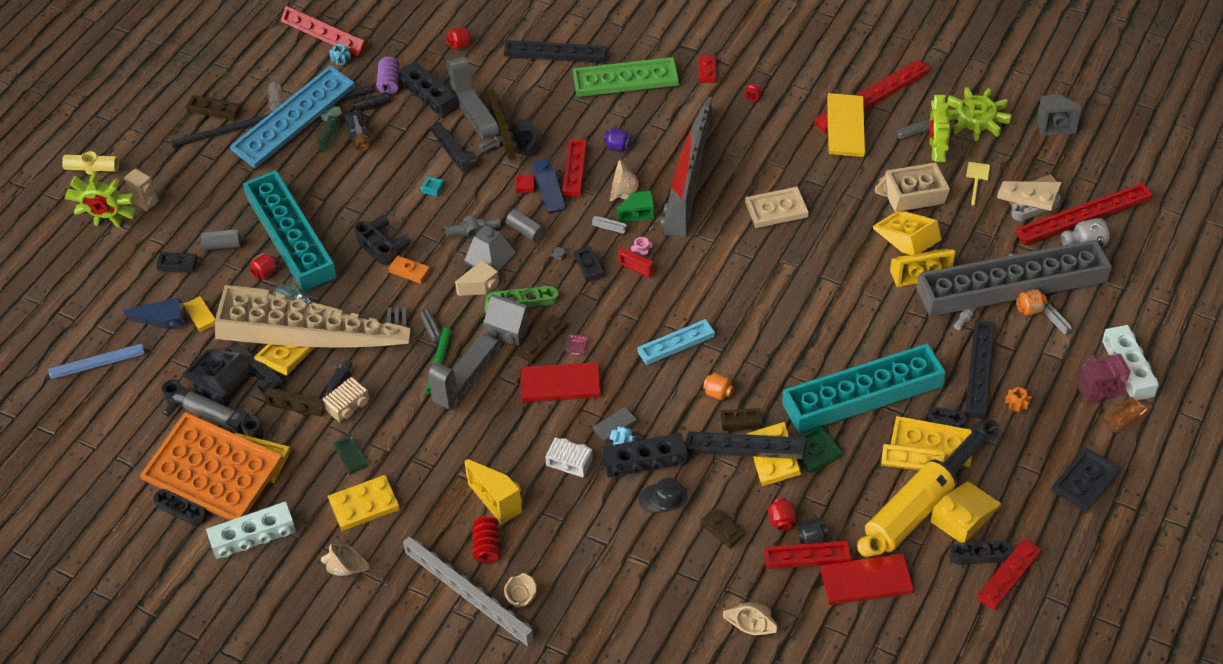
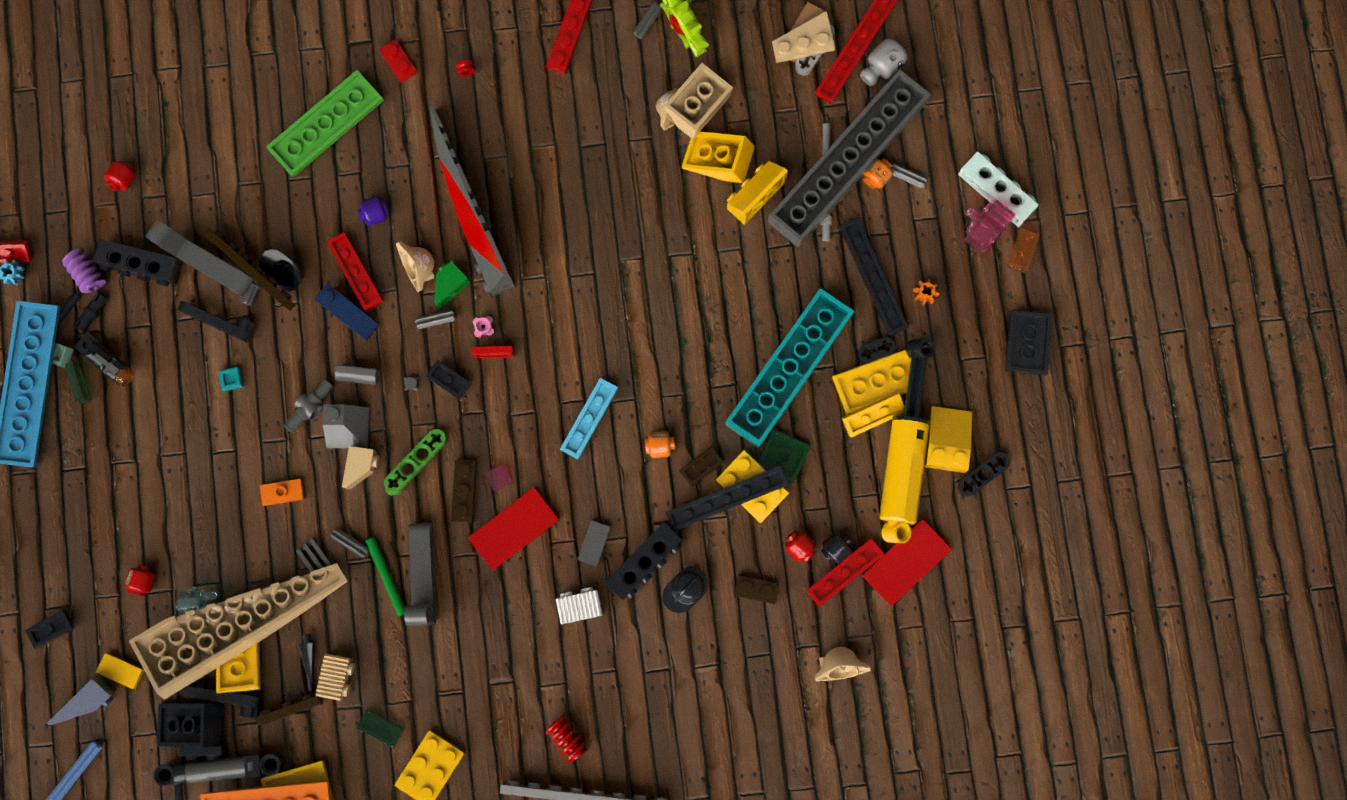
camera: 30 degrees left, 30 degrees up
(220, 239) = (73, 578): dark grey brick -> none
(289, 231) = (133, 526): teal brick -> none
(376, 244) = (226, 484): black piece -> none
(495, 491) = (550, 691): yellow slope -> none
(506, 320) = (421, 500): slope -> none
(520, 590) = (632, 769): tan hair -> none
(524, 183) = (319, 320): red tile -> none
(555, 51) = (230, 132): black plate -> none
(622, 435) = (612, 556): medium azure gear -> none
(776, 207) = (579, 200): tan plate -> none
(845, 125) = (582, 57): yellow tile -> none
(977, 171) = (736, 37): light yellow piece -> none
(1009, 574) = (1018, 480): red plate -> none

